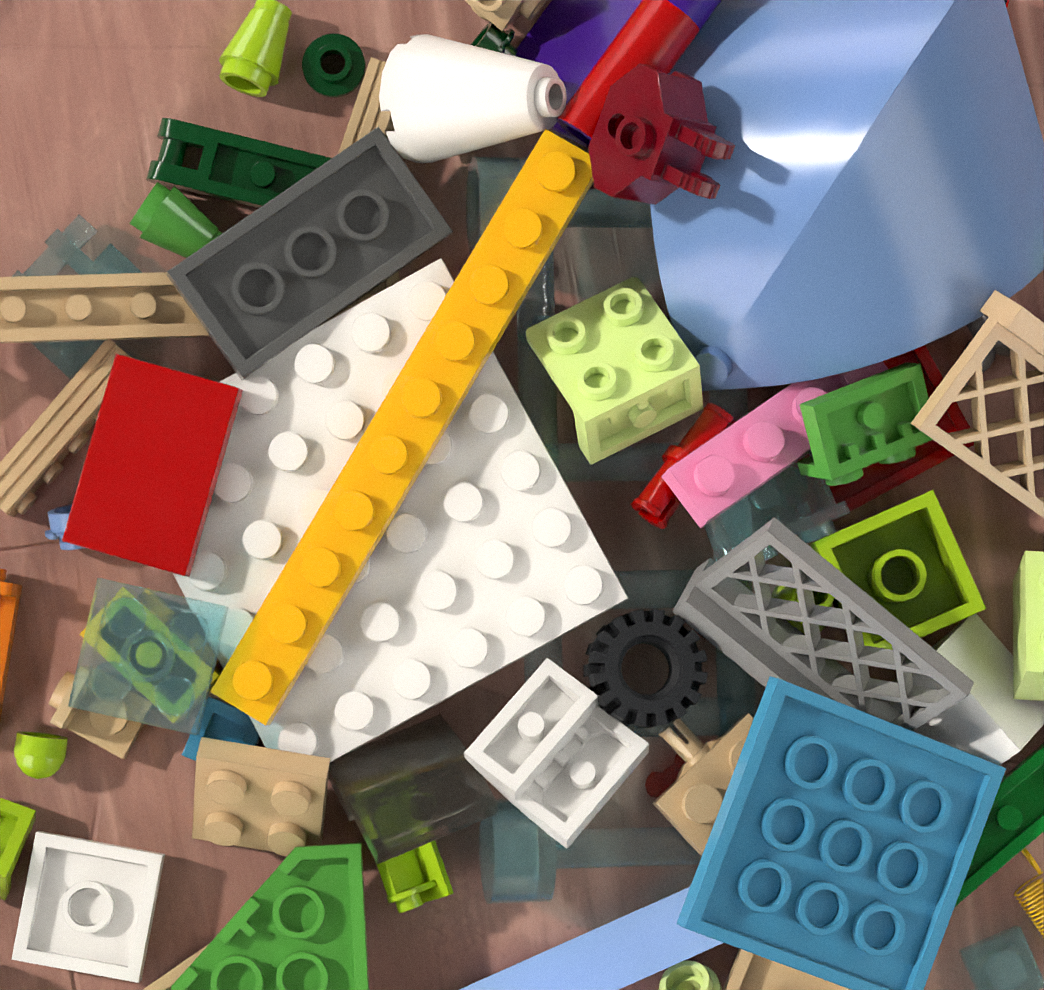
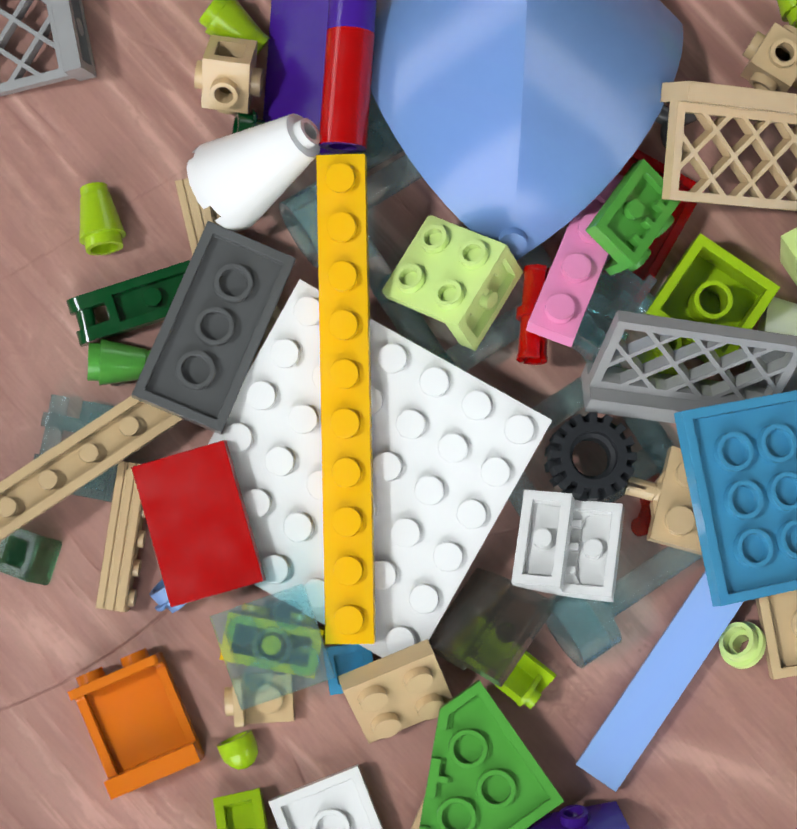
camera: 30 degrees left, 0 degrees up
(337, 84) = (164, 211): dark green plate -> none
(659, 139) = (394, 117): dark red hinge -> none

